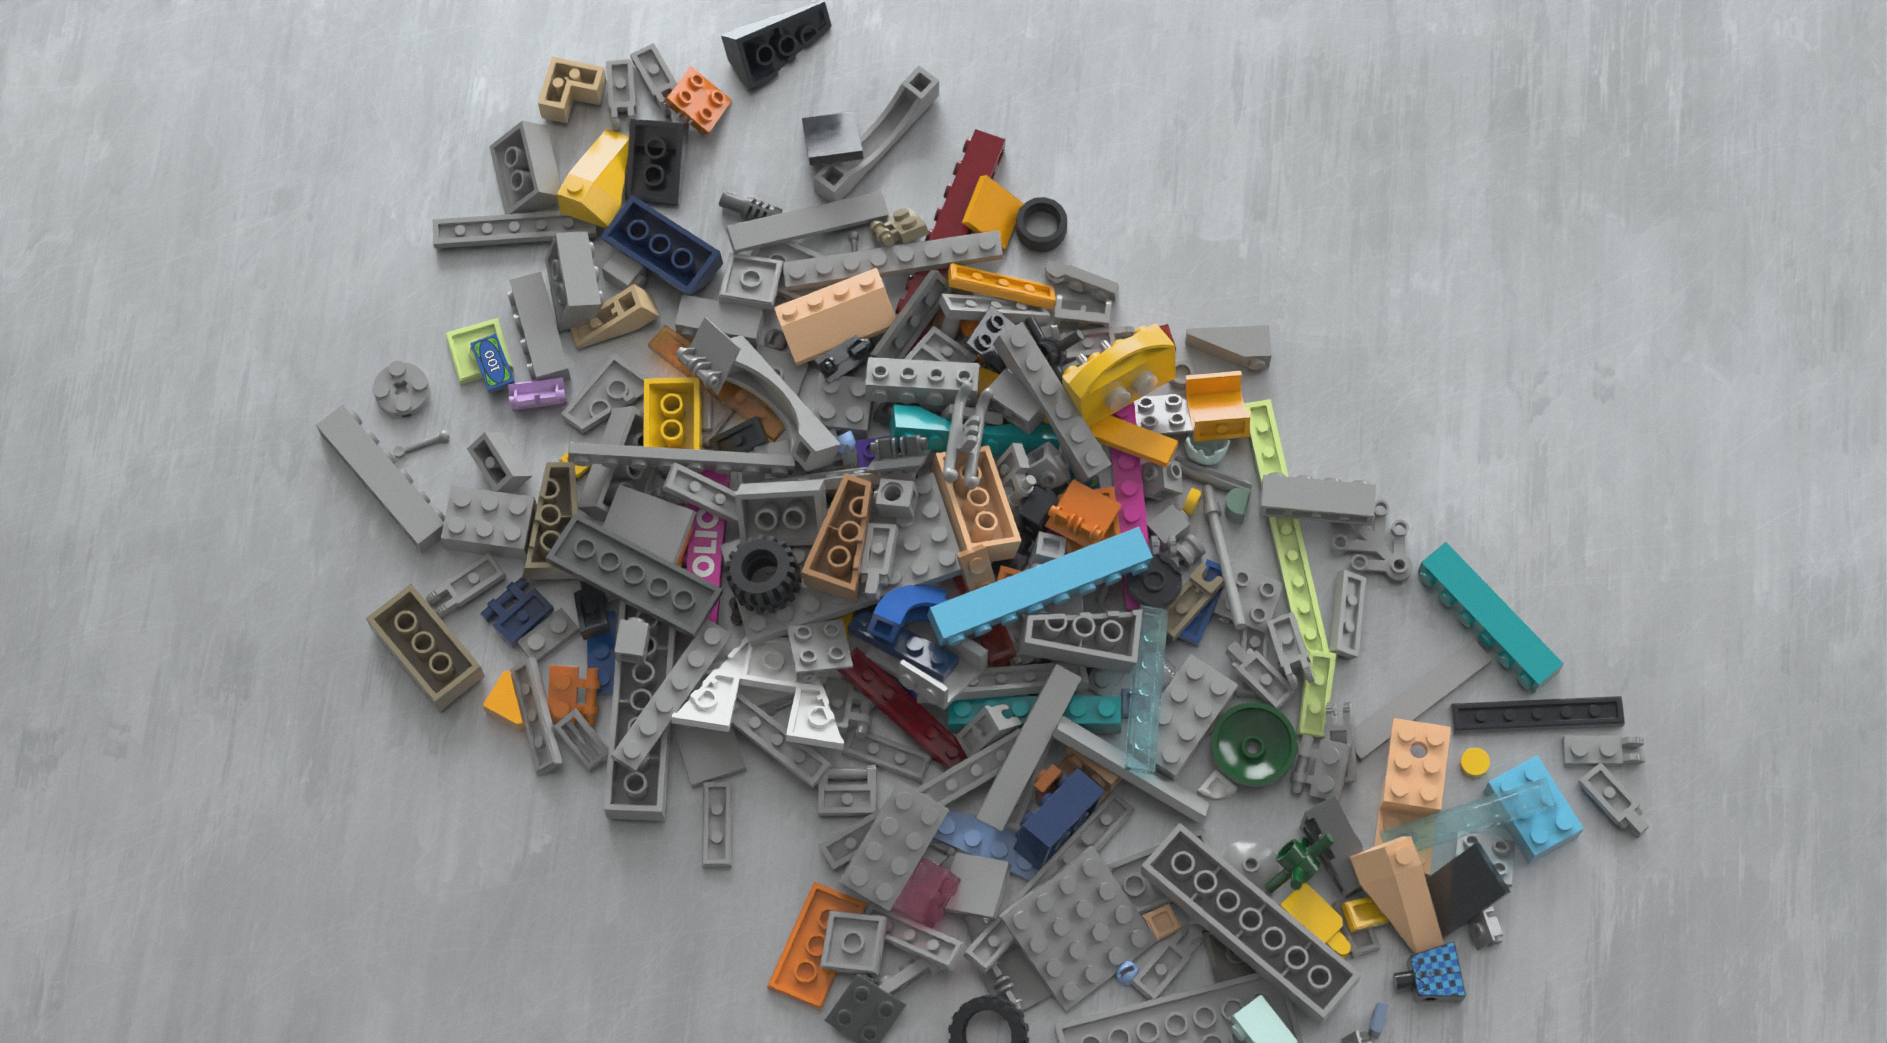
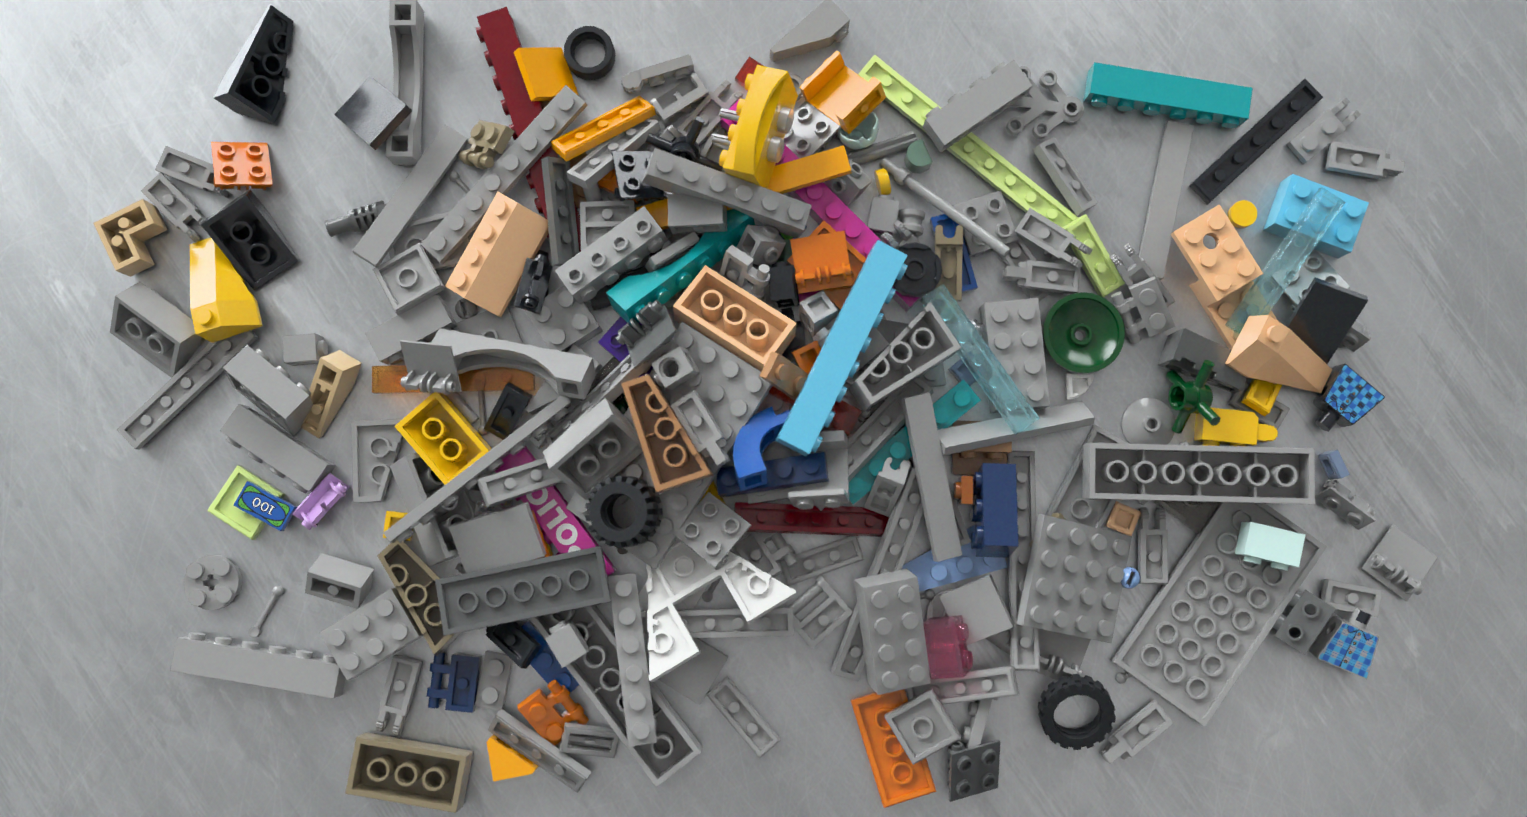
camera: 40 degrees left, 15 degrees up
(662, 246) = (316, 307): dark blue slope -> none
(846, 439) = (590, 348): light blue hinge -> none
(966, 437) = (686, 275): light grey piece -> none

